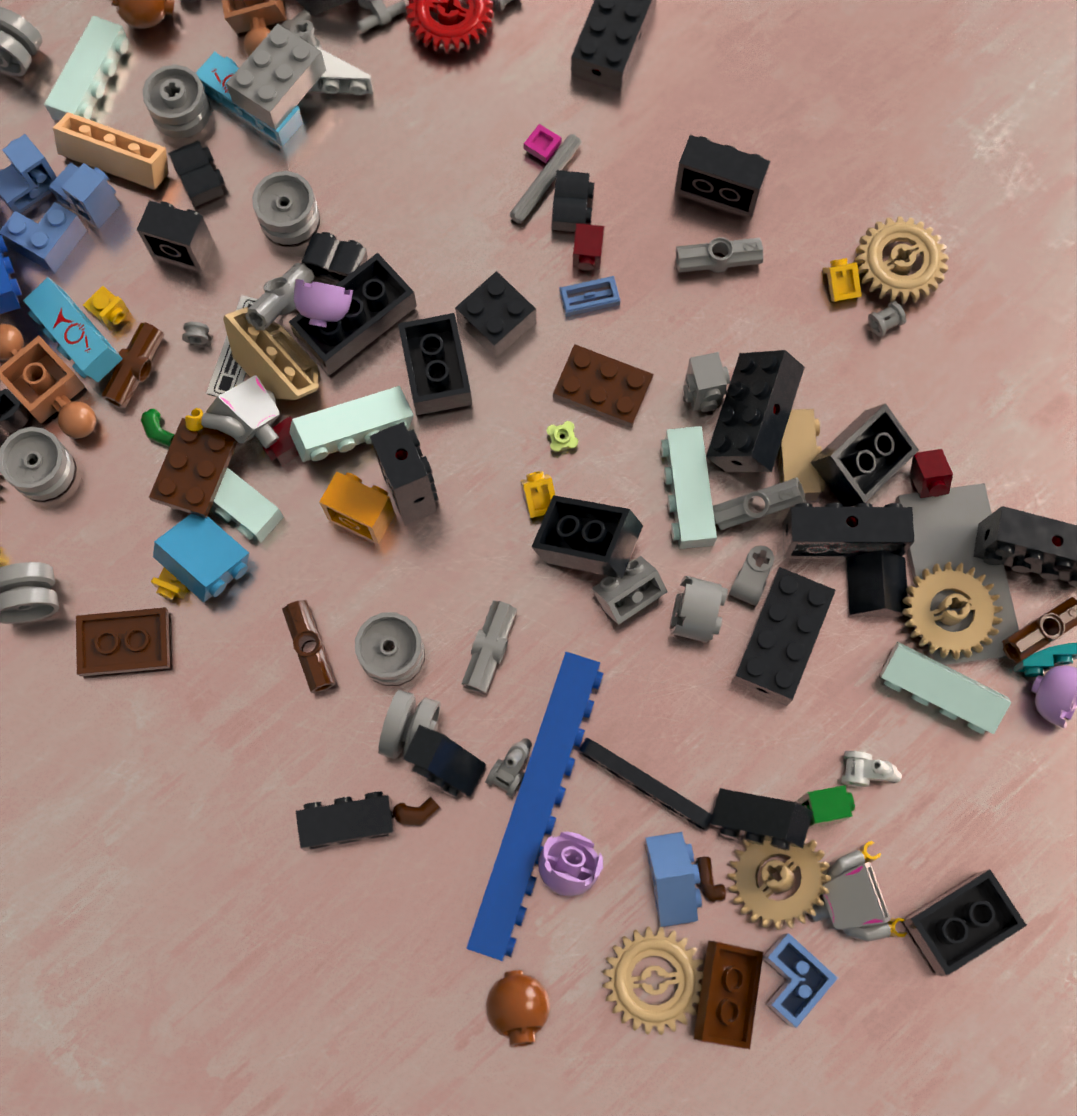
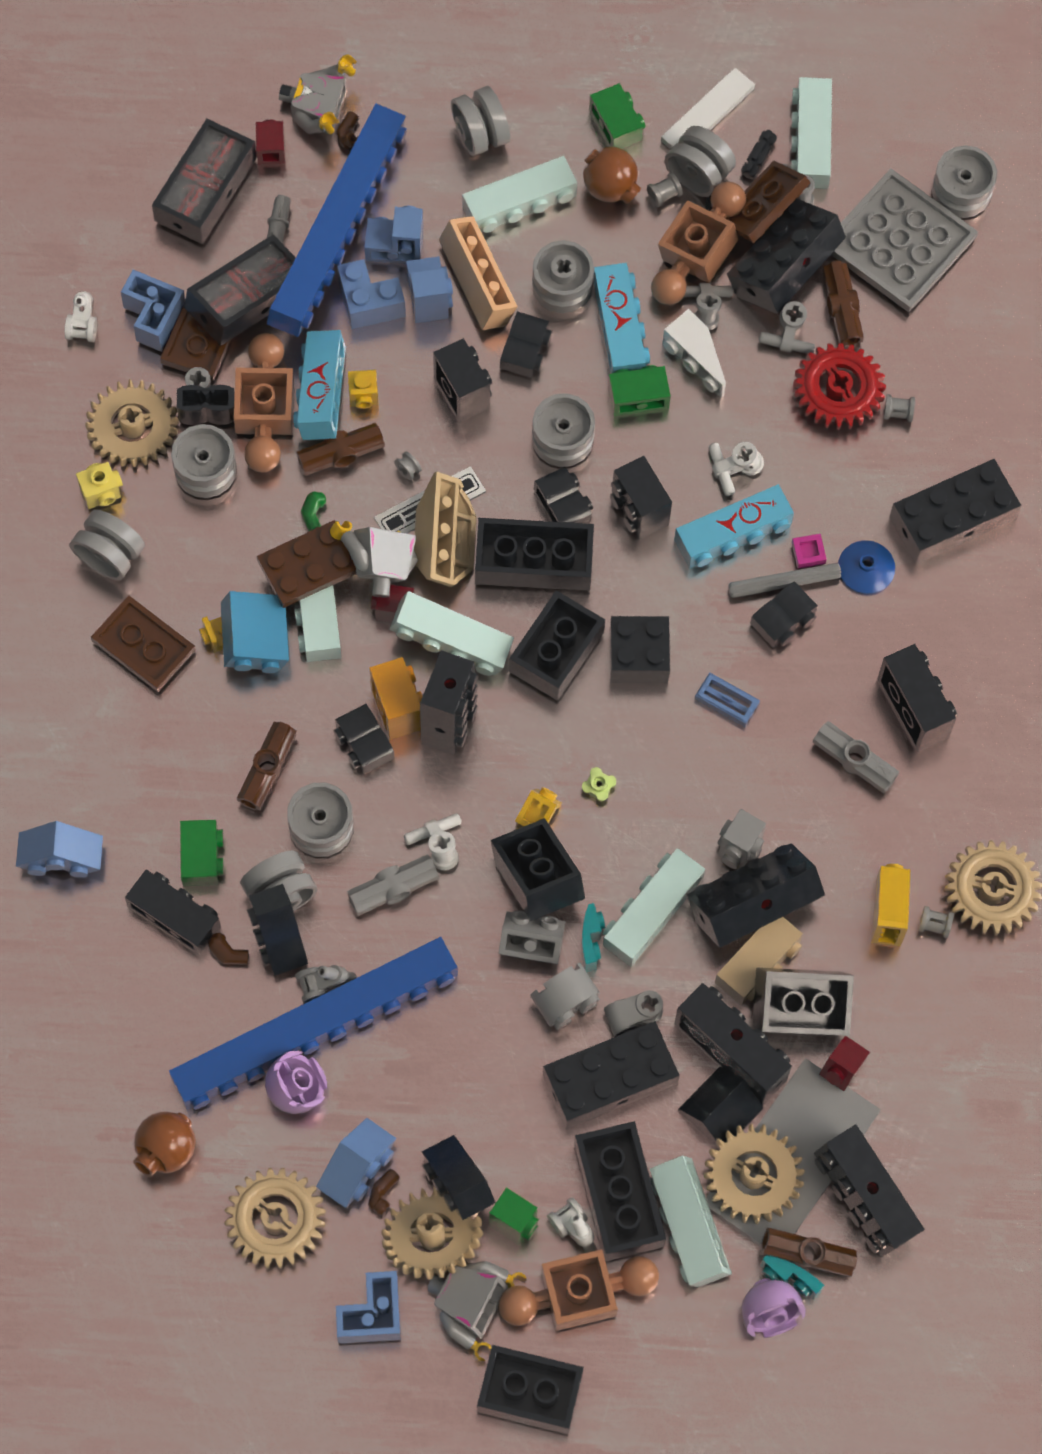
camera: 40 degrees right, 5 degrees down
(212, 859) = (59, 848): none -> medium blue brick
(276, 76) = (650, 324): light grey brick -> none
(277, 297) = (492, 493): light grey piece -> none
(311, 135) = (639, 390): none -> green brick
(321, 302) = (512, 524): lavender cylinder -> none
(322, 758) = (200, 853): none -> green brick
(361, 560) = (364, 739): none -> black brick
(391, 205) = (640, 498): none -> black brick
(426, 137) = (737, 462): none -> white piece
(474, 171) = (734, 526): none -> medium azure brick
(497, 583) = (440, 843): none -> white piece
(588, 246) = (762, 661): dark red brick -> none
(591, 131) = (863, 578): none -> blue dish
(603, 385) = (668, 775): reddish brown plate -> none
(645, 784) = (405, 1083): black beam -> none
(661, 543) = (591, 932): none -> teal slope
(728, 995) = (315, 1276): reddish brown plate -> none
(775, 497) = (701, 968): light grey piece -> none
(843, 280) = (932, 861): yellow bracket -> none
(849, 334) = (891, 905): none -> yellow slope
(877, 714) = (619, 1191): none -> black brick
(922, 815) = (578, 1290): none -> nougat brick

